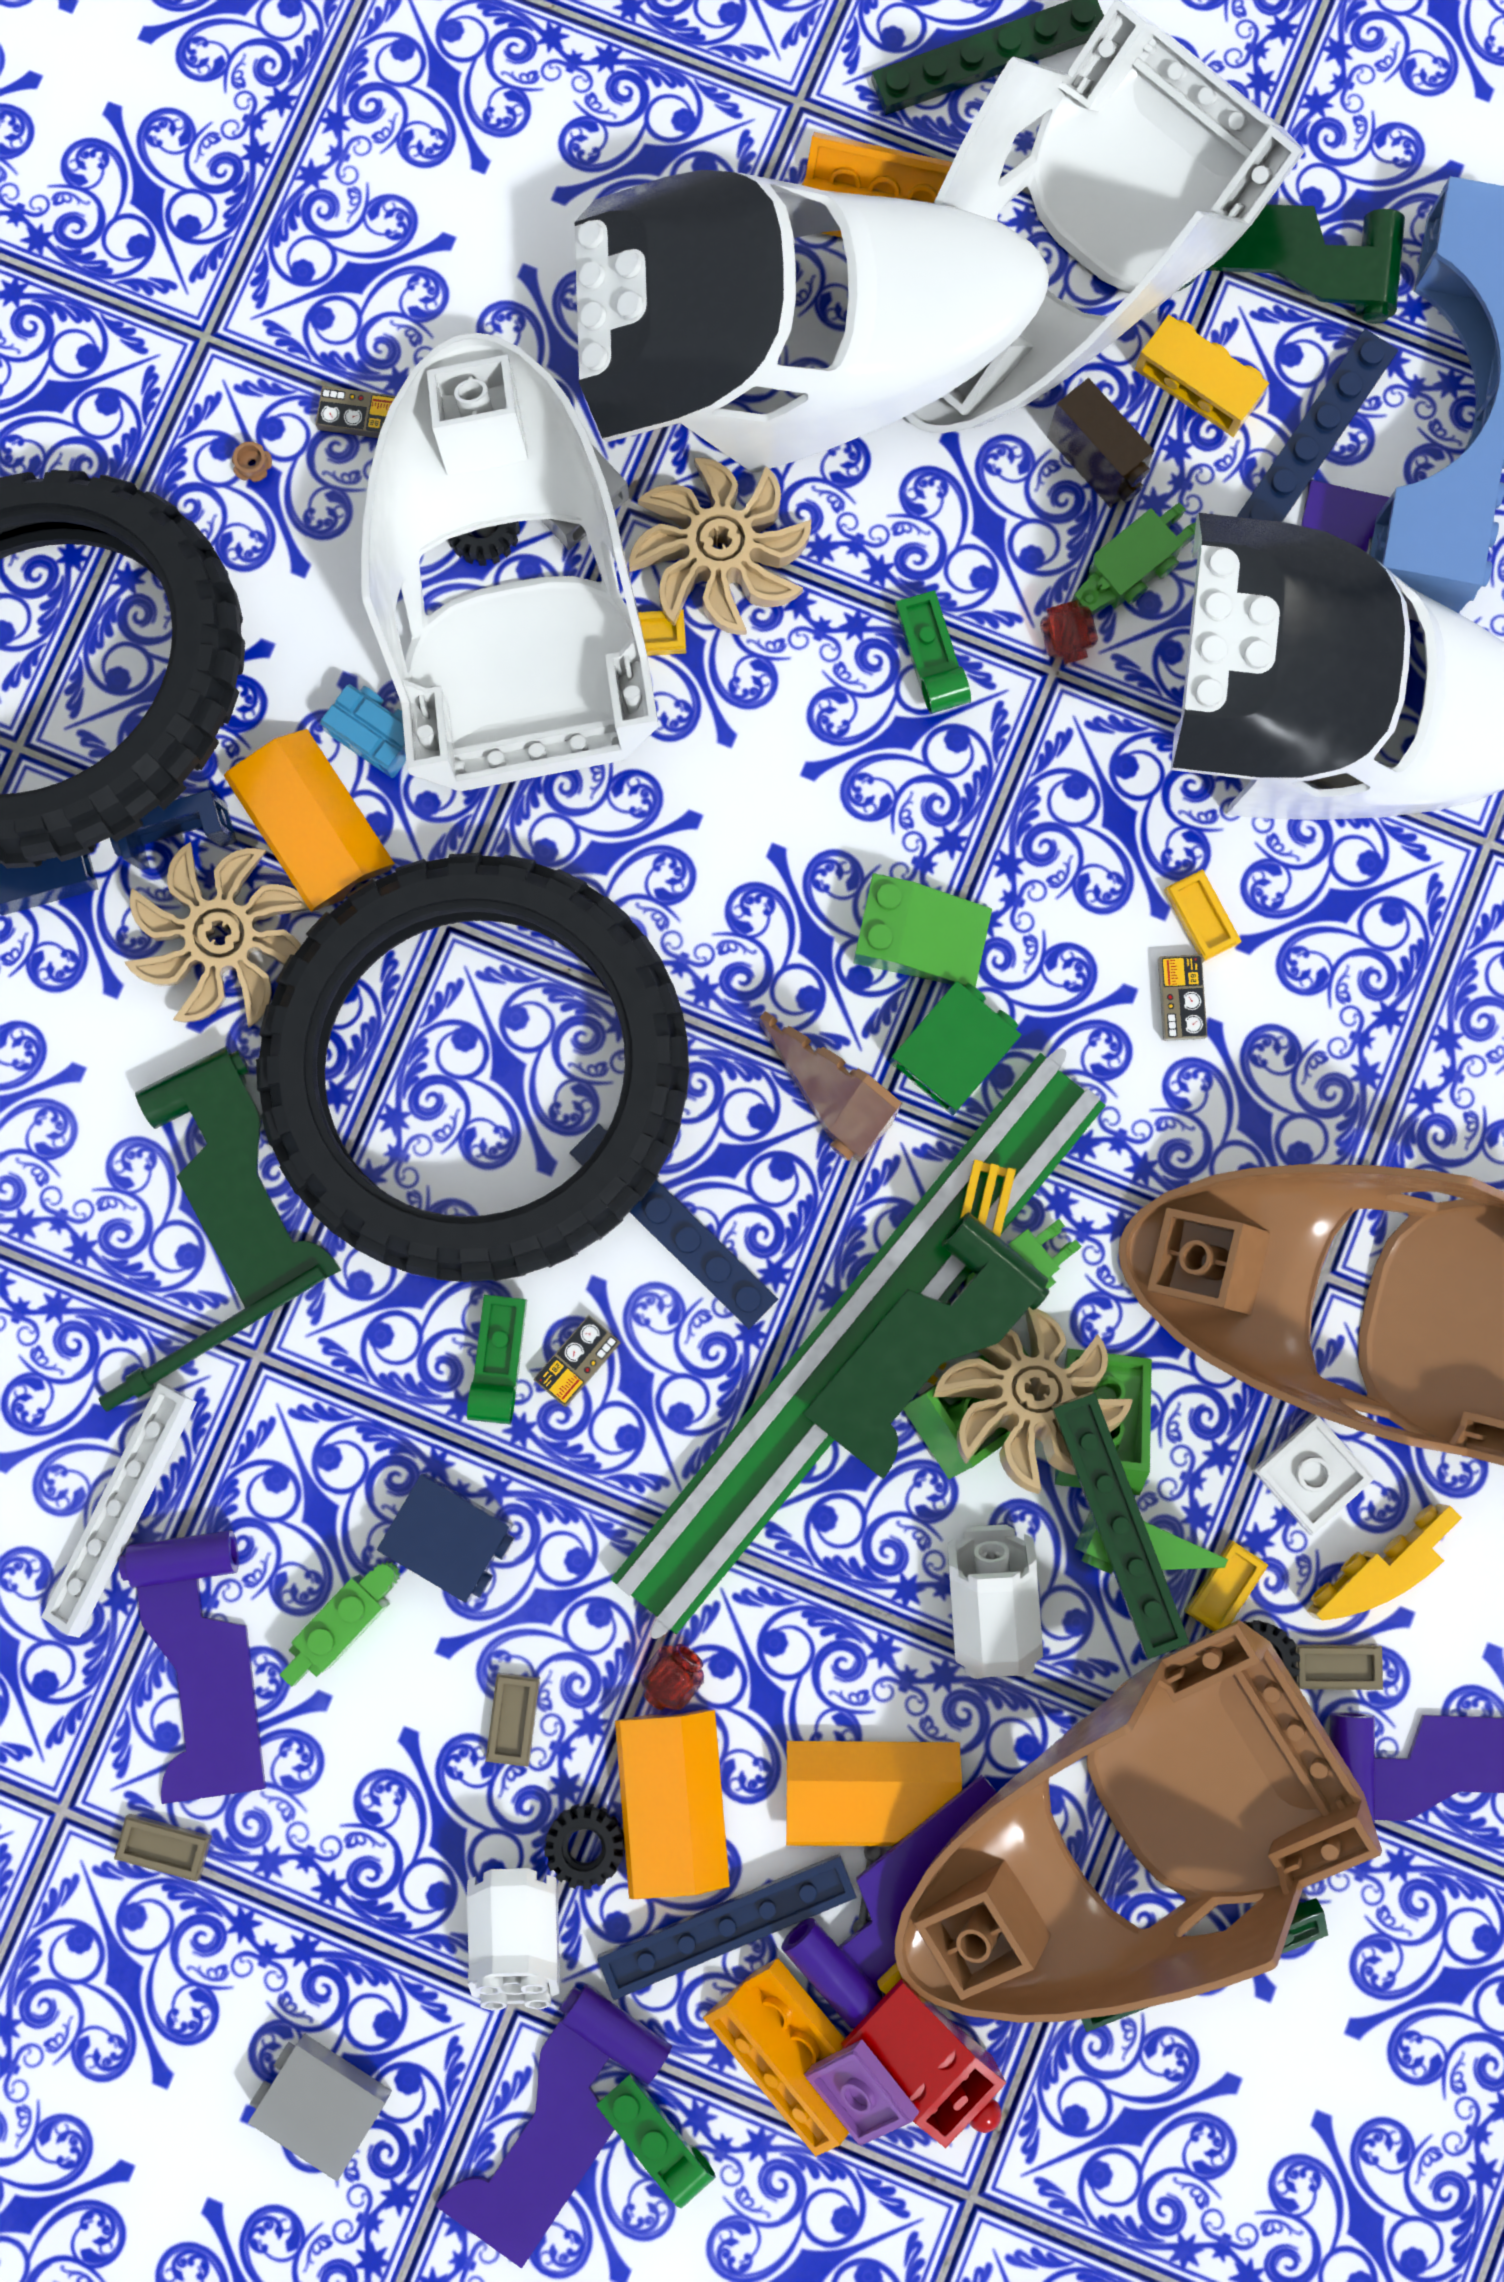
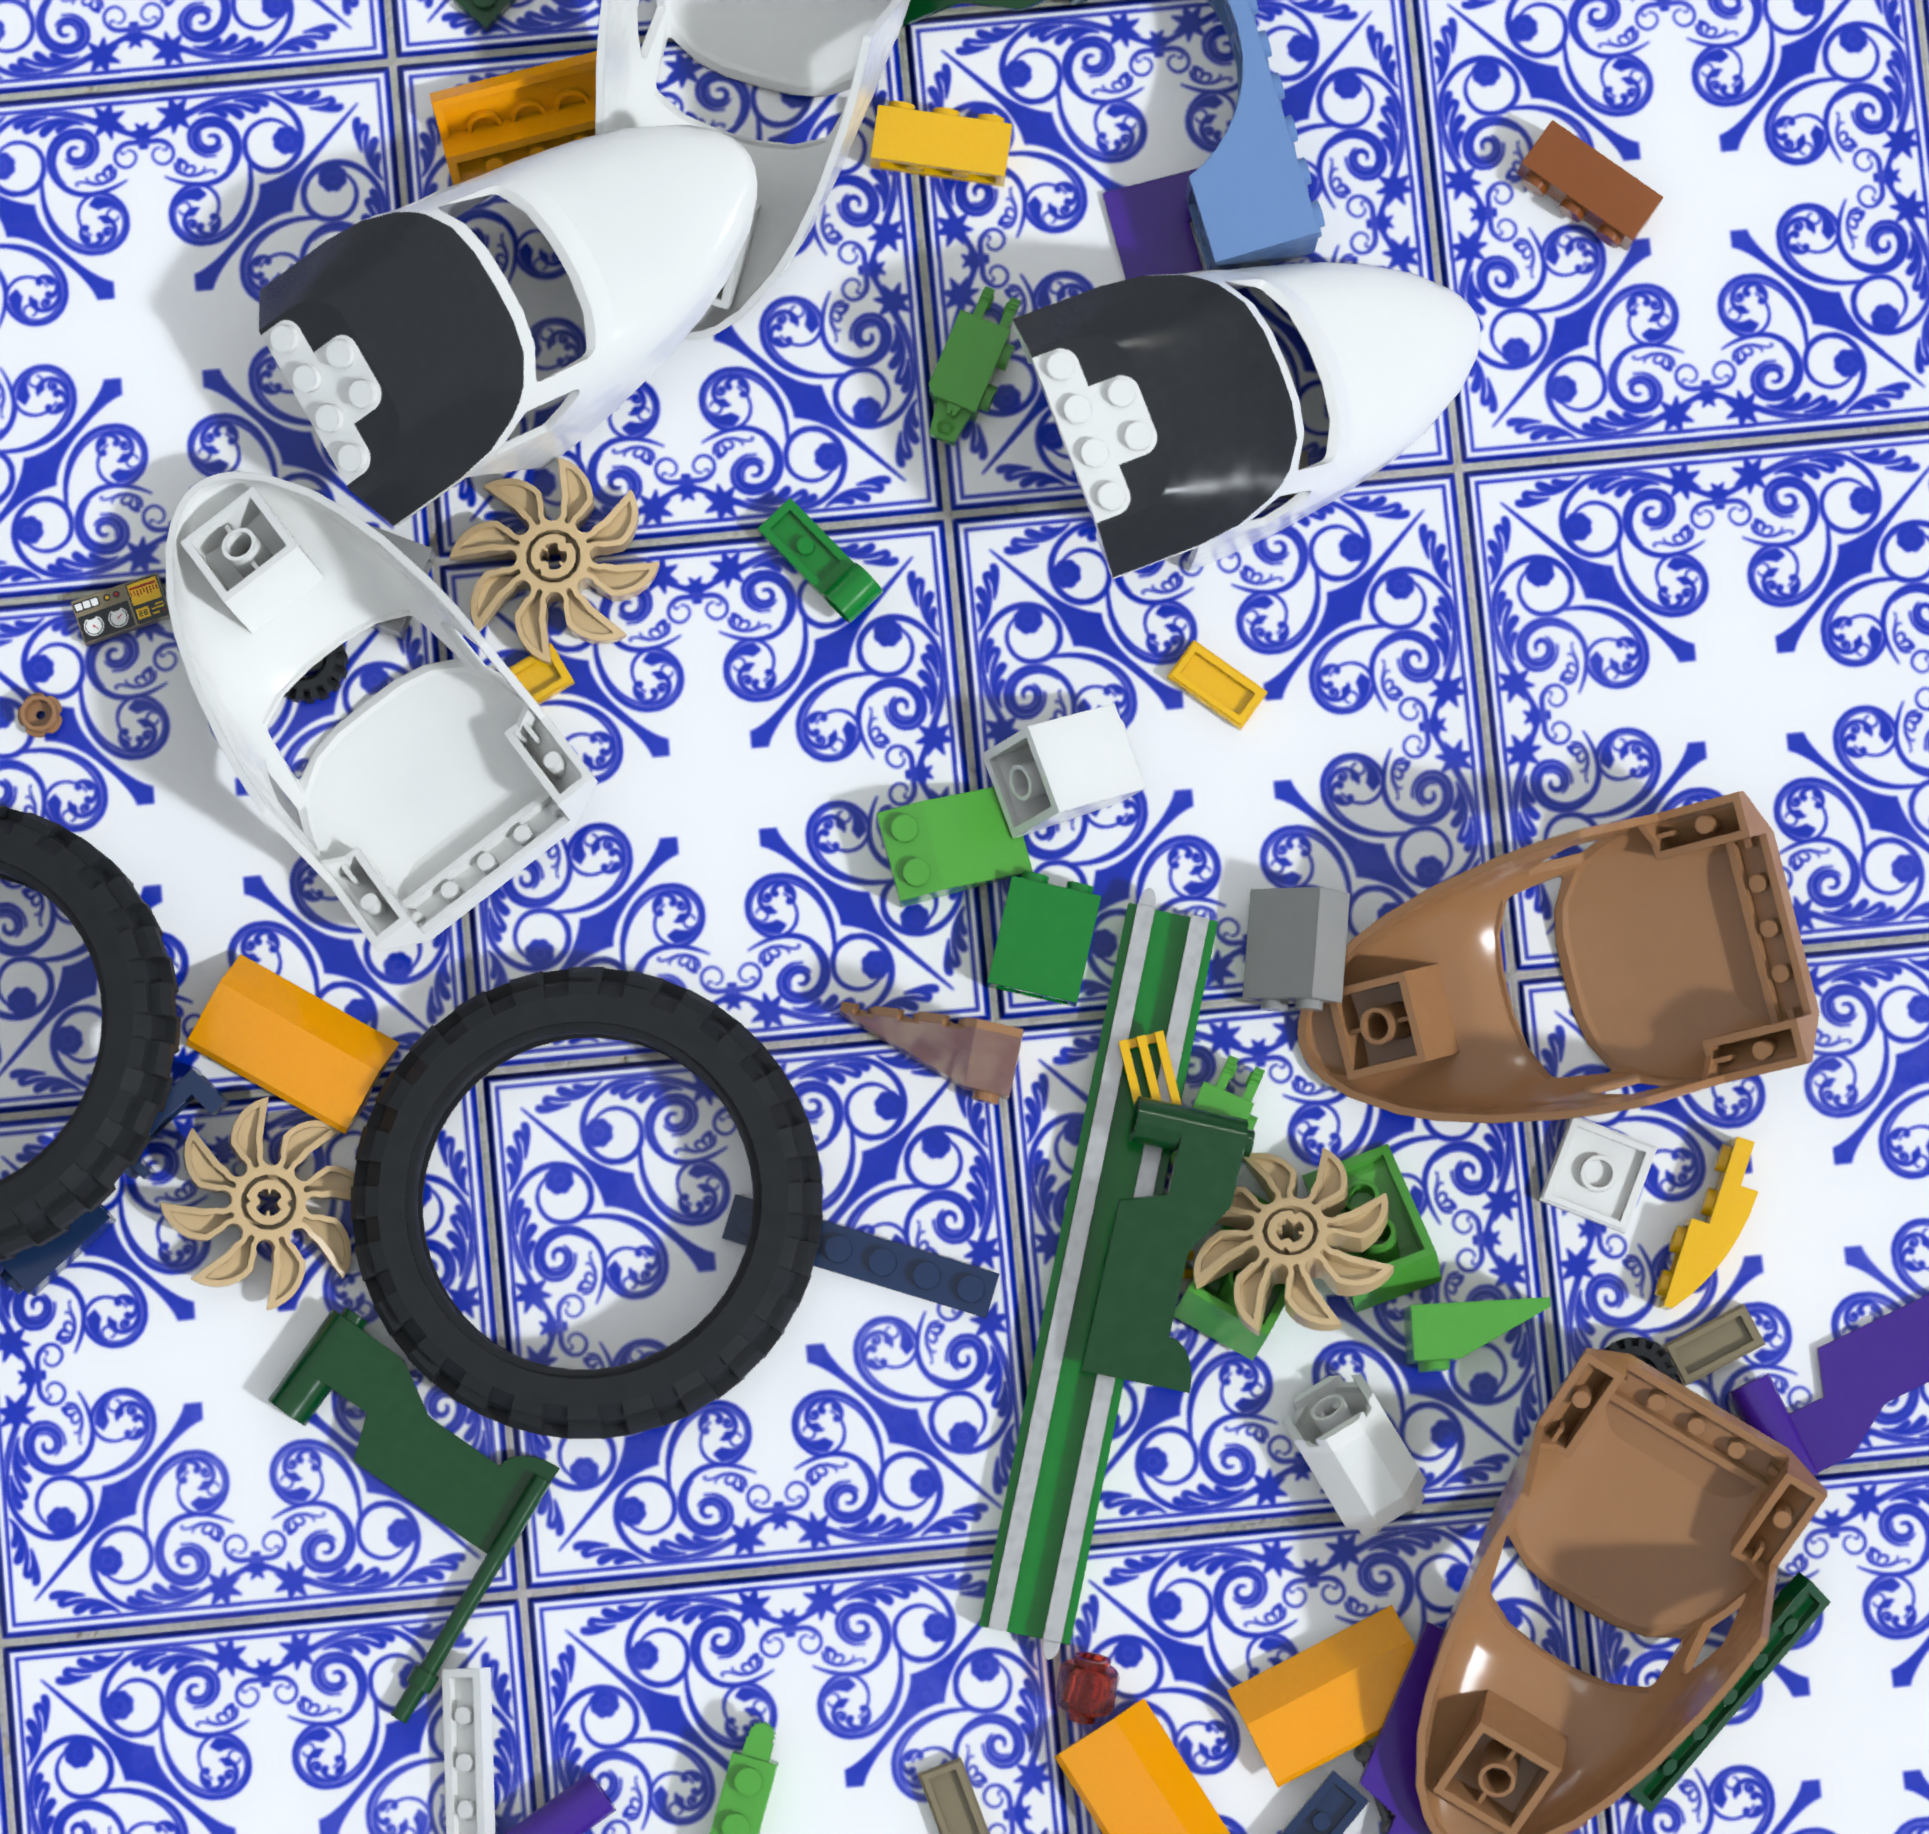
camera: 30 degrees left, 0 degrees up
(367, 728) = (305, 923): dark azure brick -> none
(447, 1538) = (802, 1670): dark blue brick -> none
(497, 1360) = (759, 1473): green plate -> none
(577, 1361) = (836, 1435): tile -> none
(1043, 917) = (1063, 769): none -> white slope
(1068, 631) = (942, 471): clear red head -> none
(1100, 443) = (878, 271): dark brown brick -> none
(1120, 1525) = (1431, 1317): dark green plate -> none
(1161, 1158) = (1296, 947): none -> light grey brick
(1182, 997) = (1238, 776): tile -> none
(1226, 1588) = (1569, 1323): yellow tile -> none
(1320, 429) = (1084, 149): dark blue plate -> none

